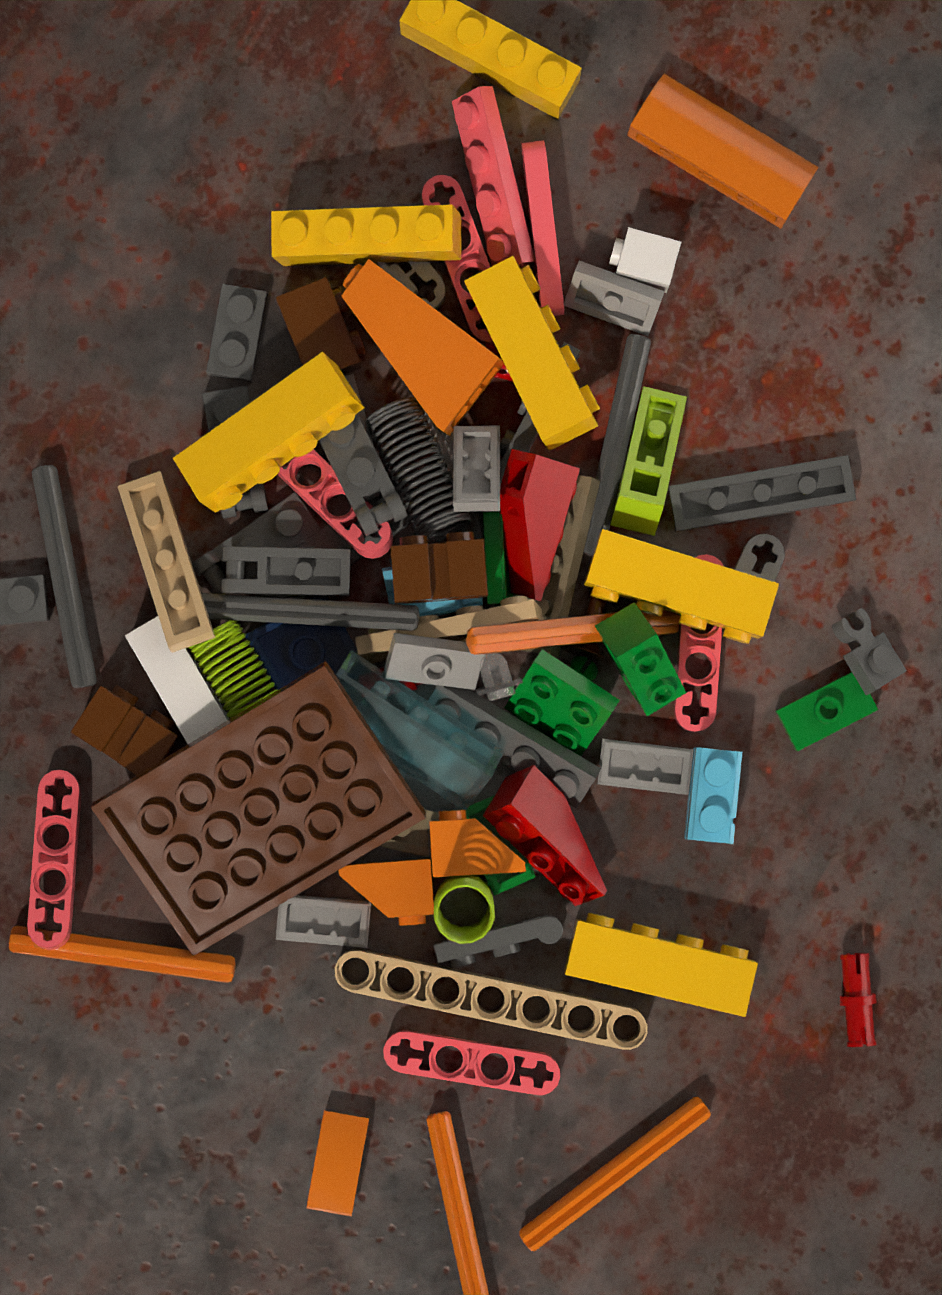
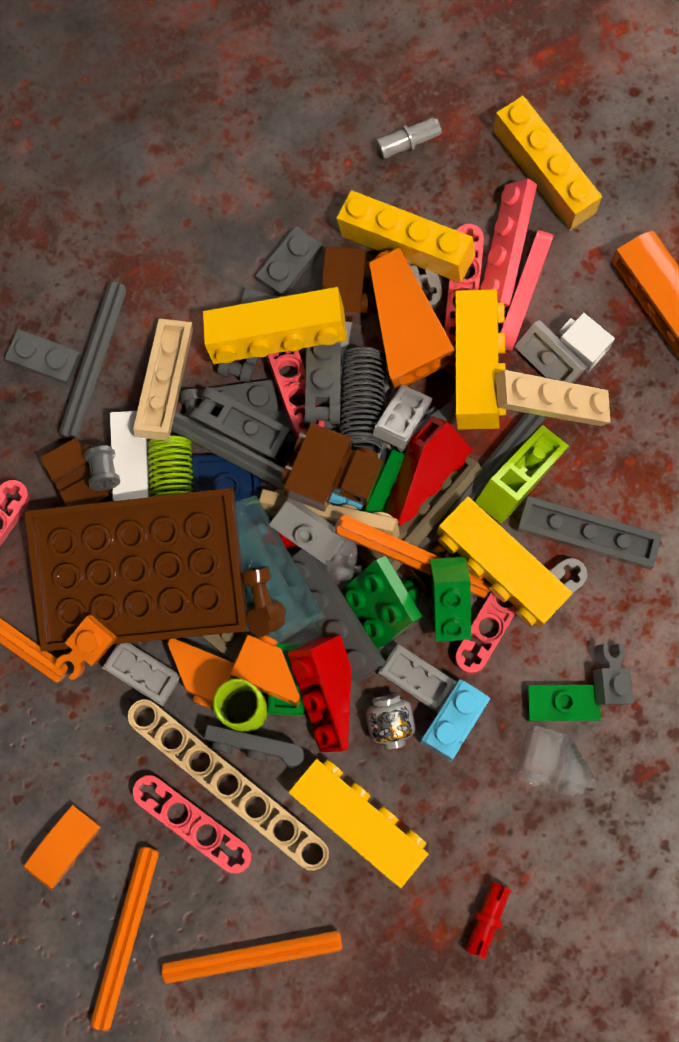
camera: 30 degrees right, 10 degrees down
(154, 710) = (101, 468): none -> dark grey bush
(246, 922) = (87, 644): none -> orange plate
(302, 98) = (408, 137): none -> light grey axle
(412, 589) = (317, 466): none -> reddish brown brick
(438, 783) = (267, 613): none -> reddish brown leg
(638, 832) = (390, 721): none -> head
(644, 357) = (552, 398): none -> tan plate
(848, 785) = (554, 760): none -> clear slope

